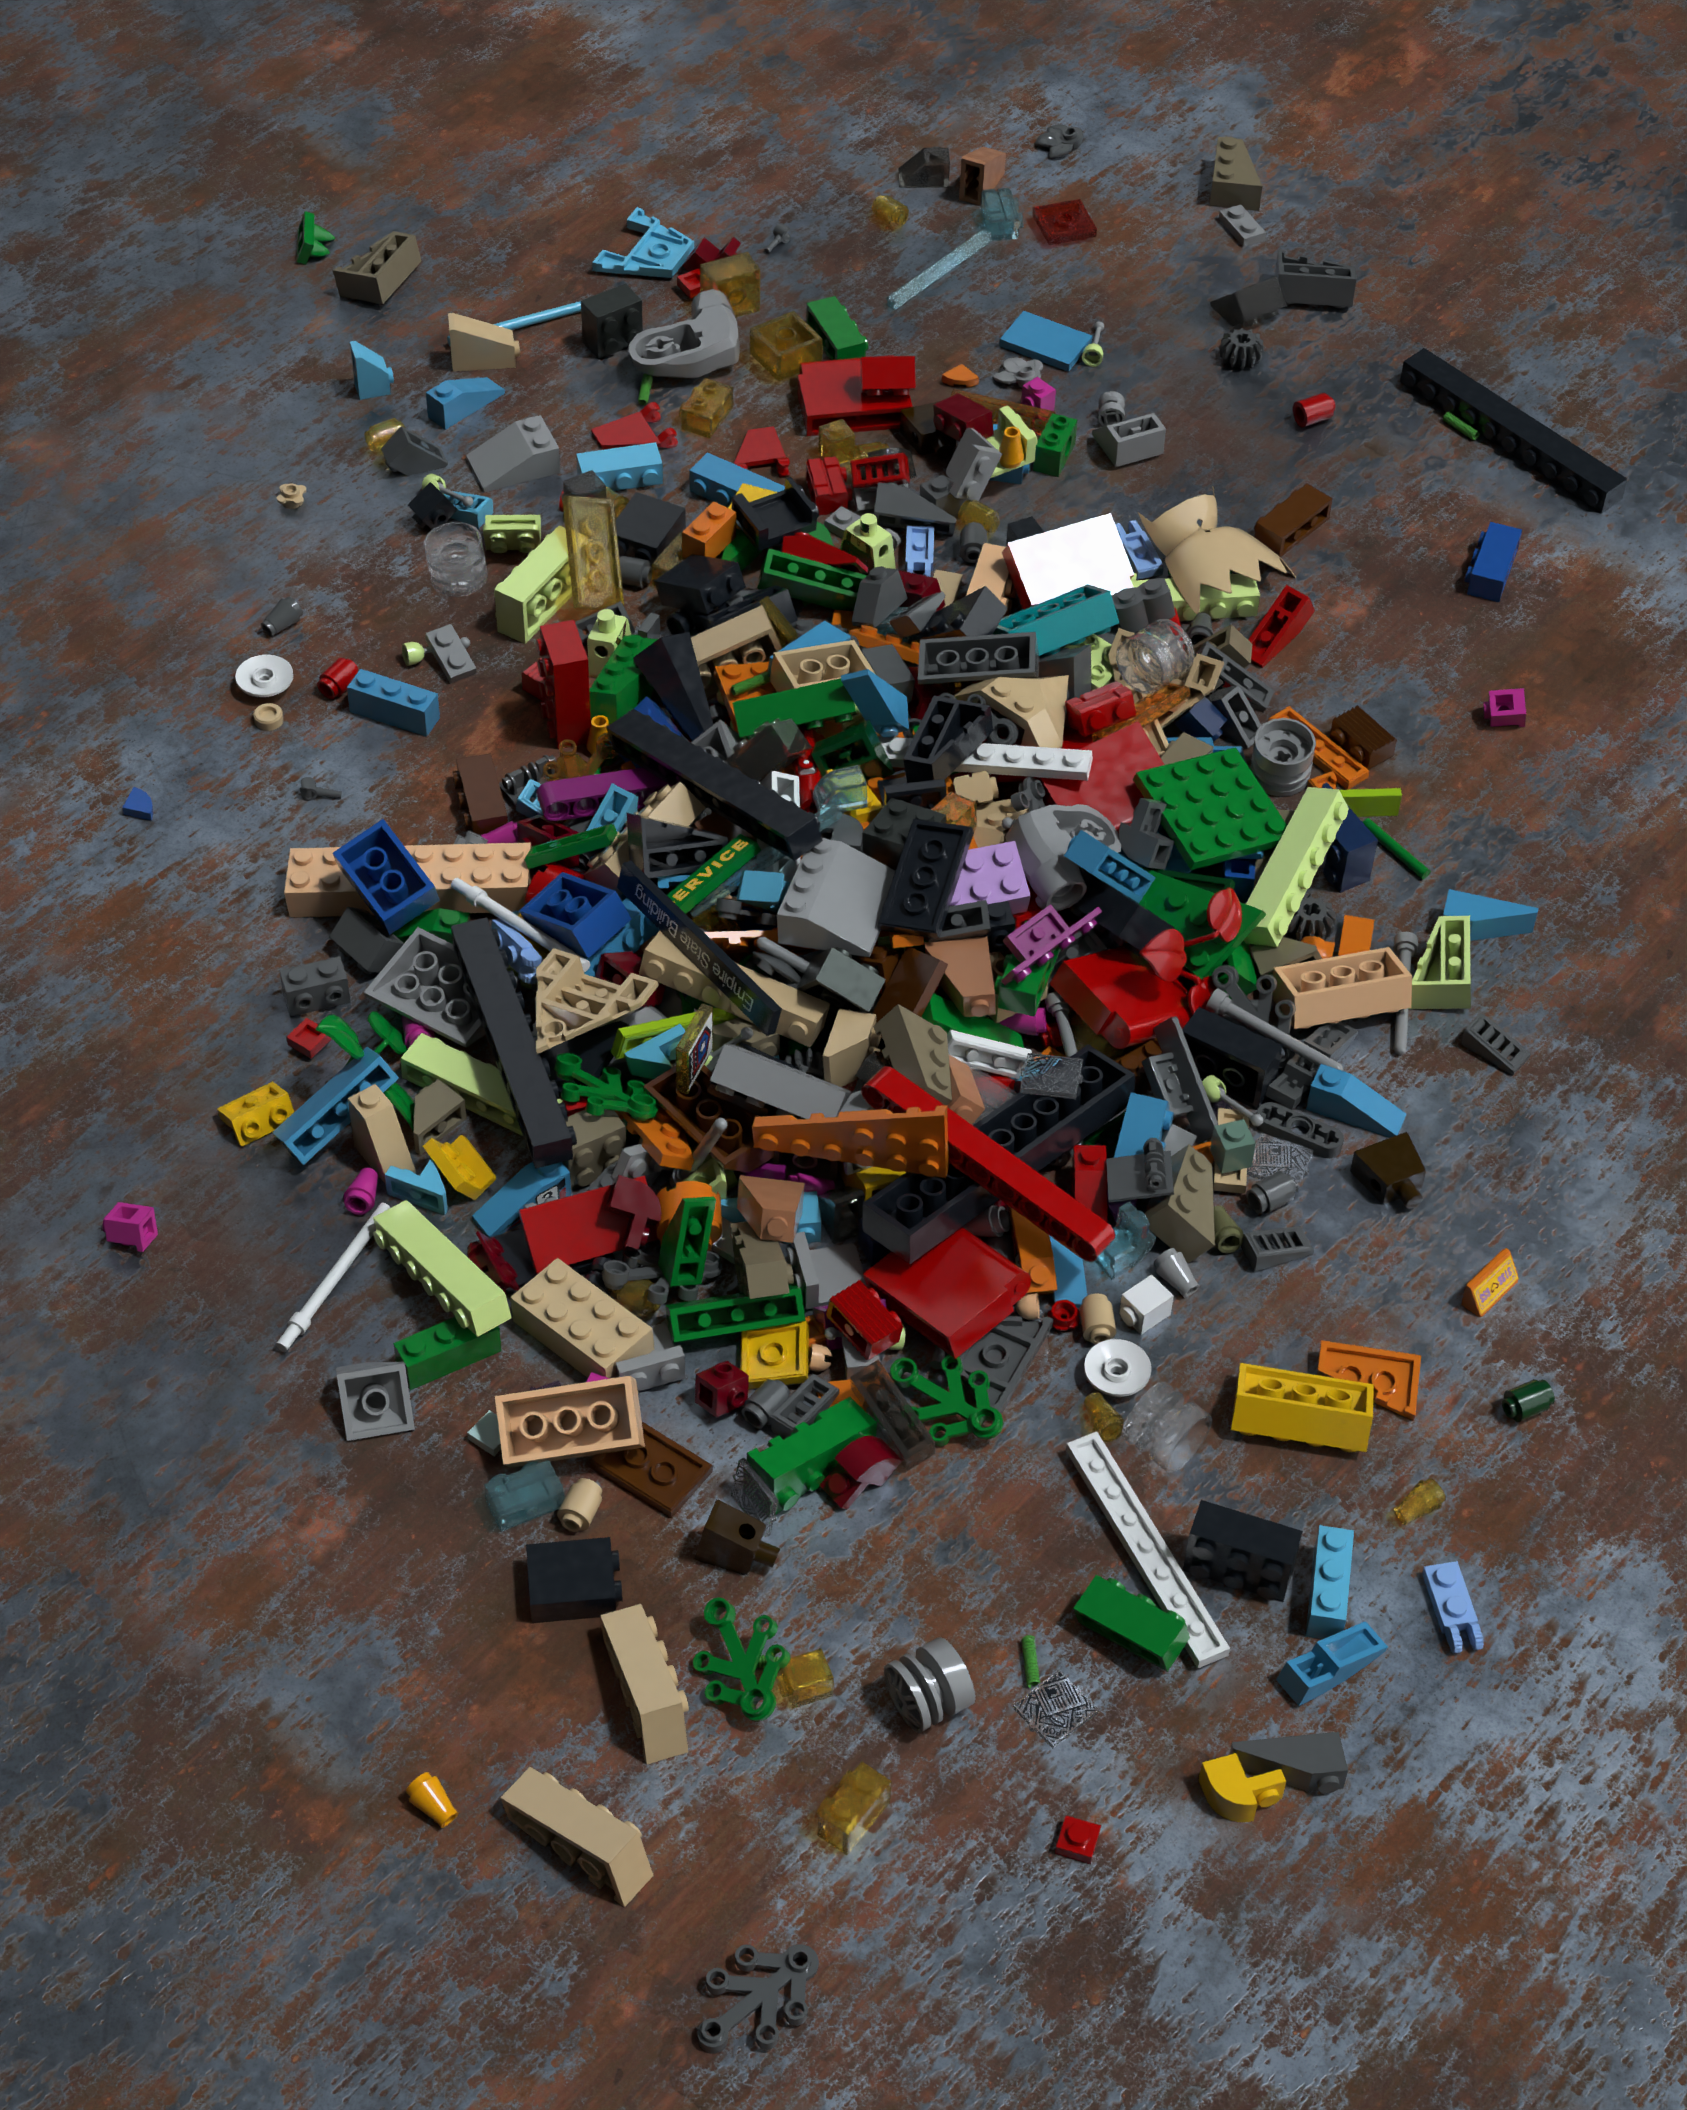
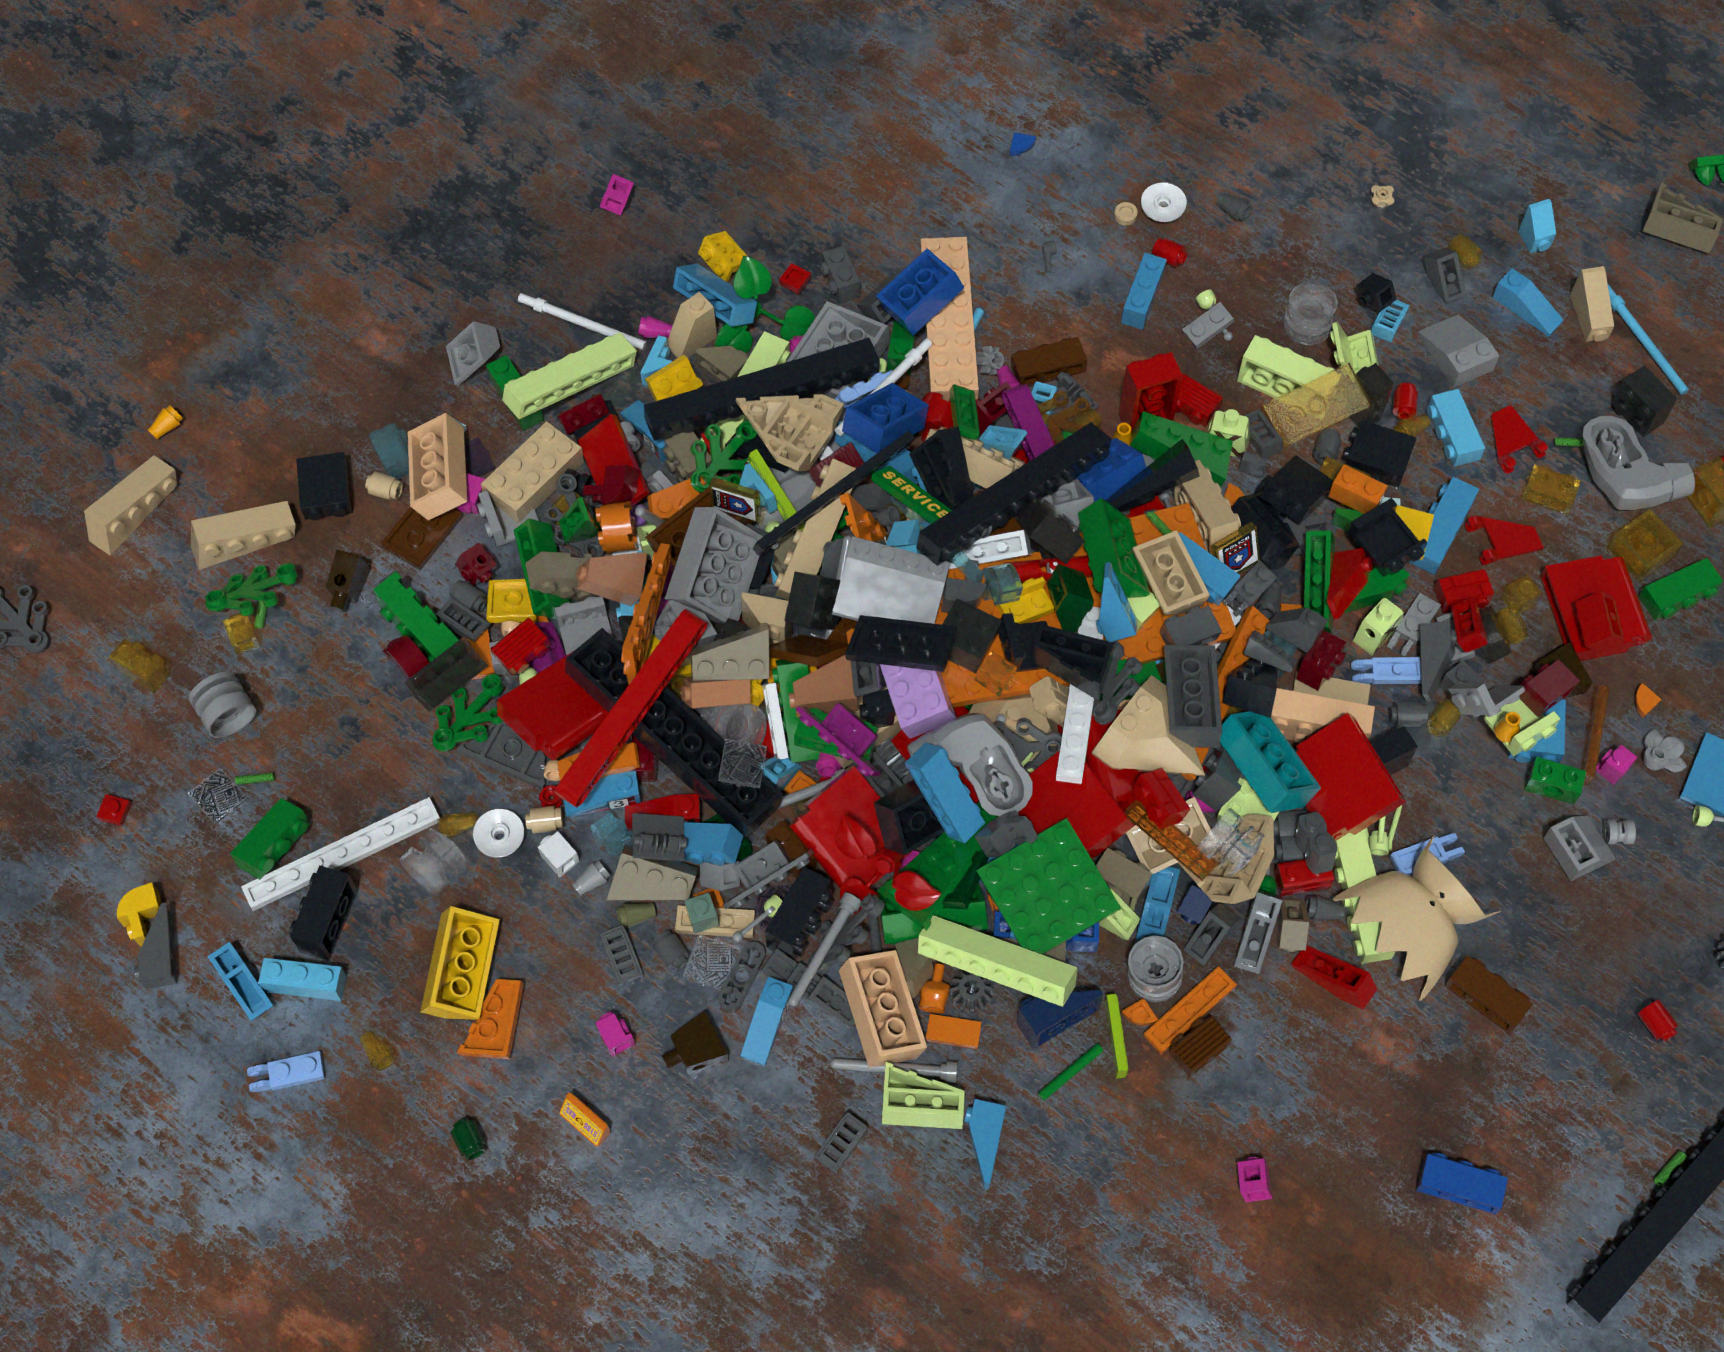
camera: 90 degrees right, 15 degrees up
(440, 484) = (1405, 297): hinge -> none
(1382, 1251) = (614, 1033): none -> dark pink brick

